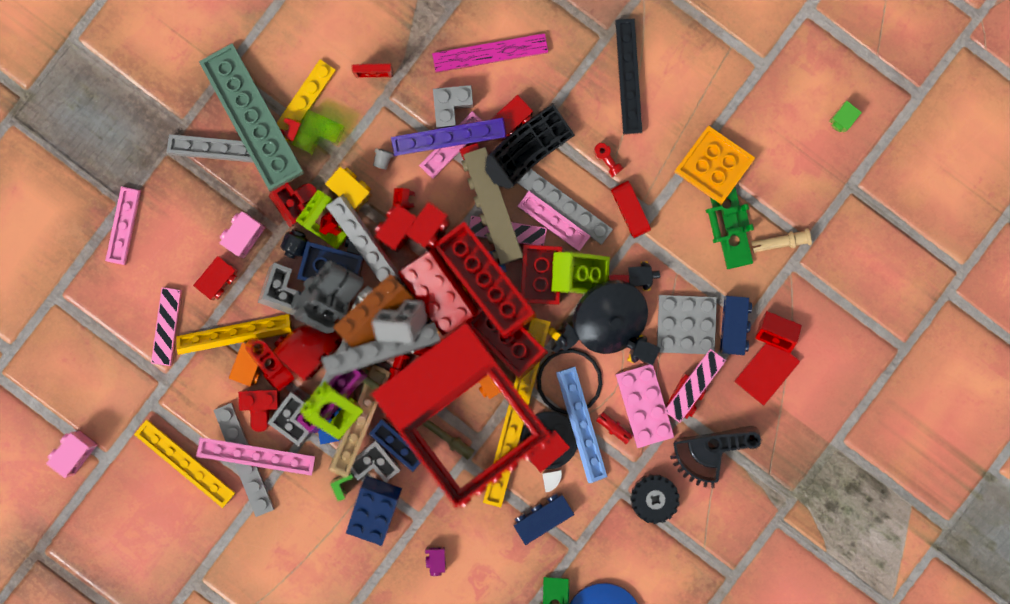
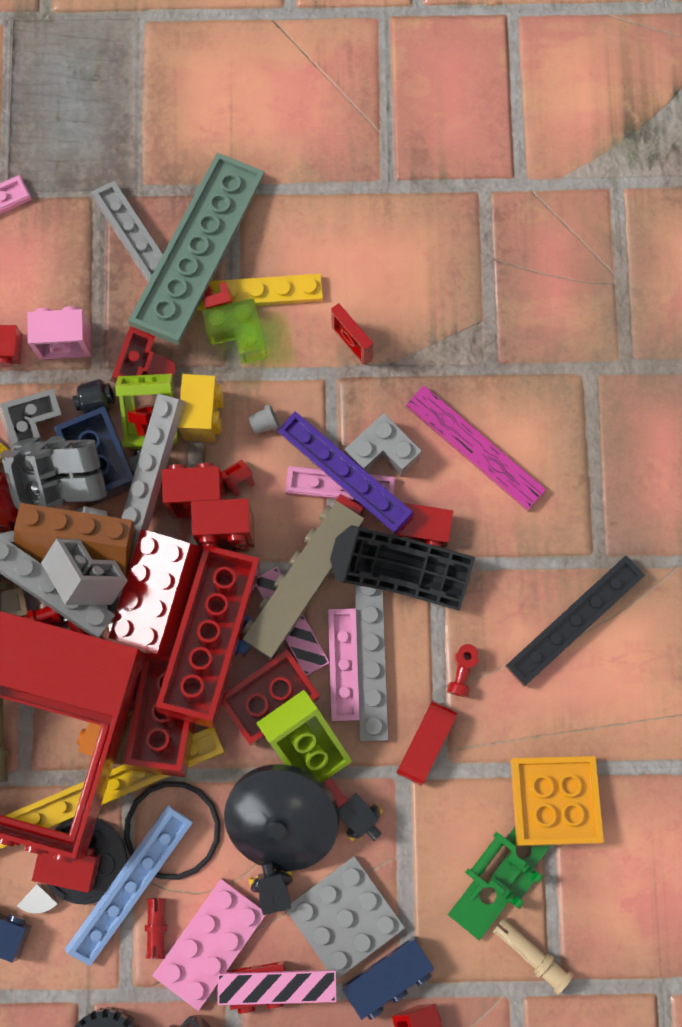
camera: 55 degrees right, 10 degrees down
(564, 338) = (216, 783): black piece -> none

